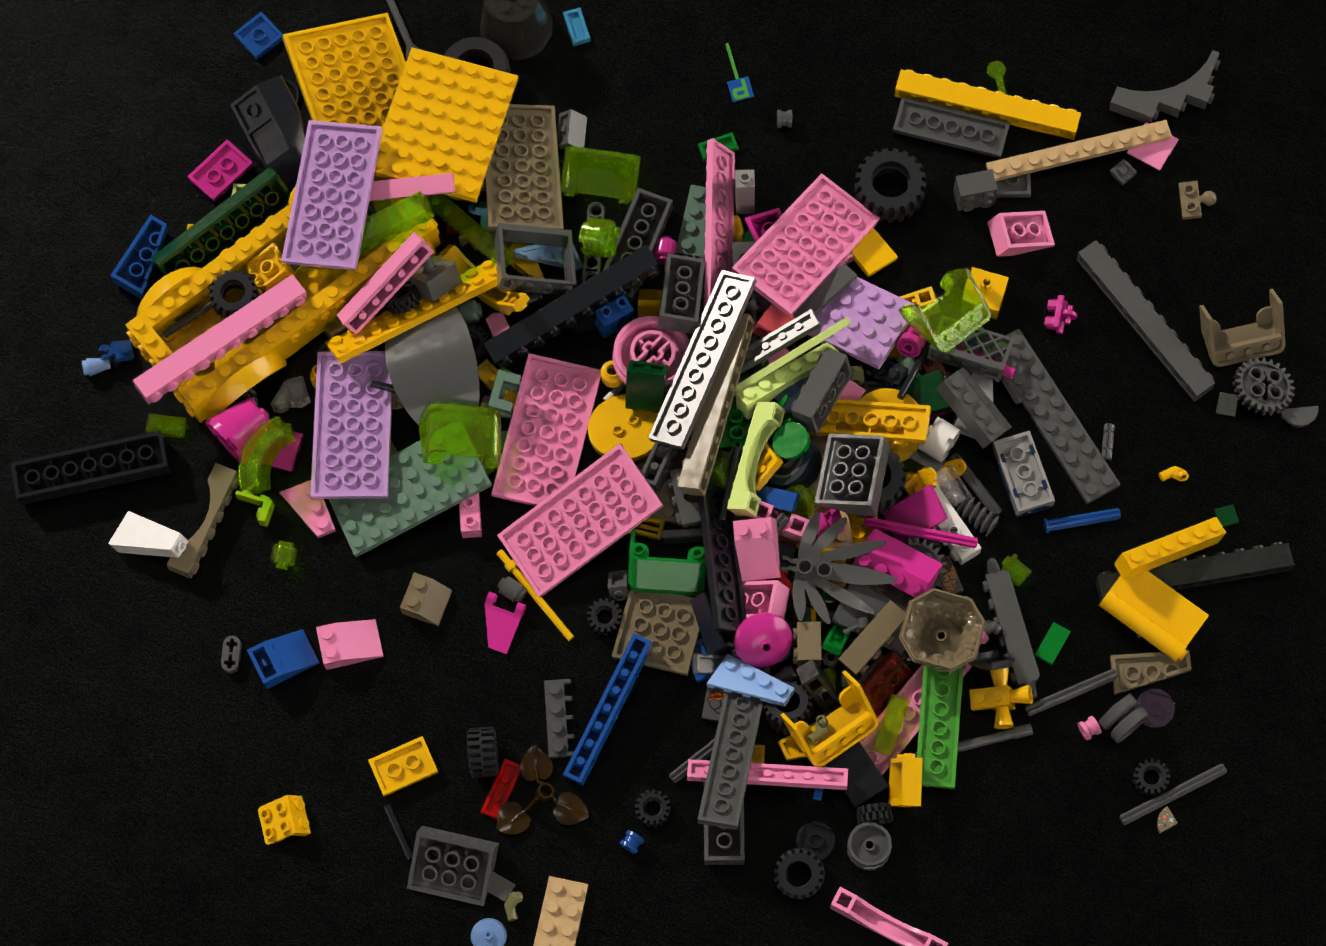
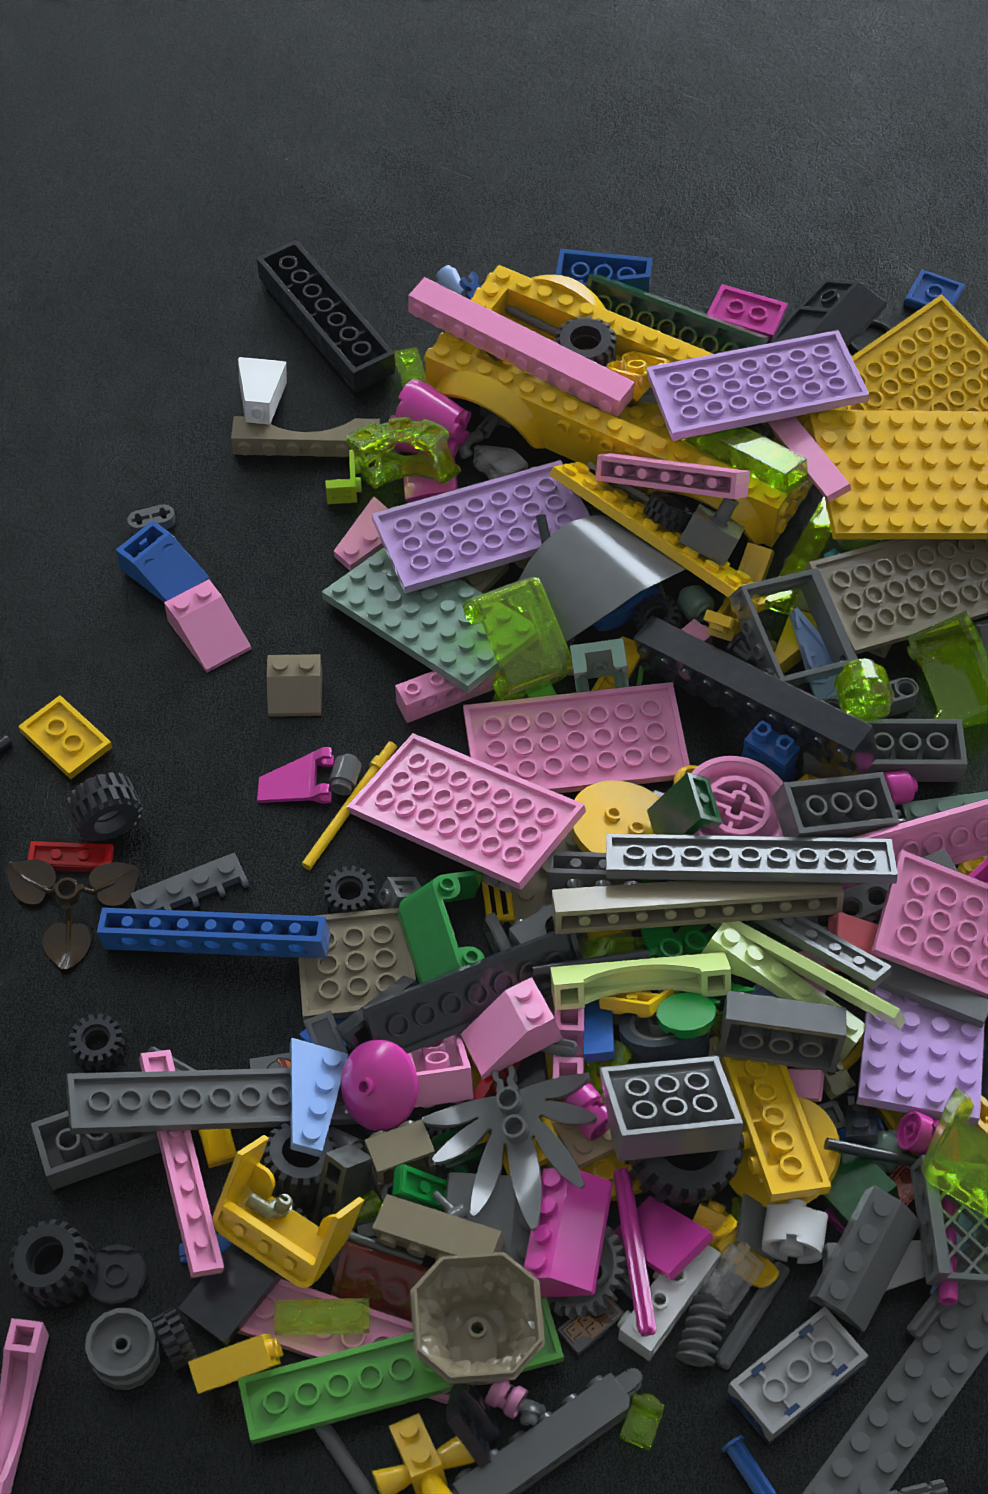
camera: 65 degrees right, 15 degrees down
(283, 554) = (295, 525): clear neon green head -> none
(631, 842) = (40, 1031): blue wheel -> none

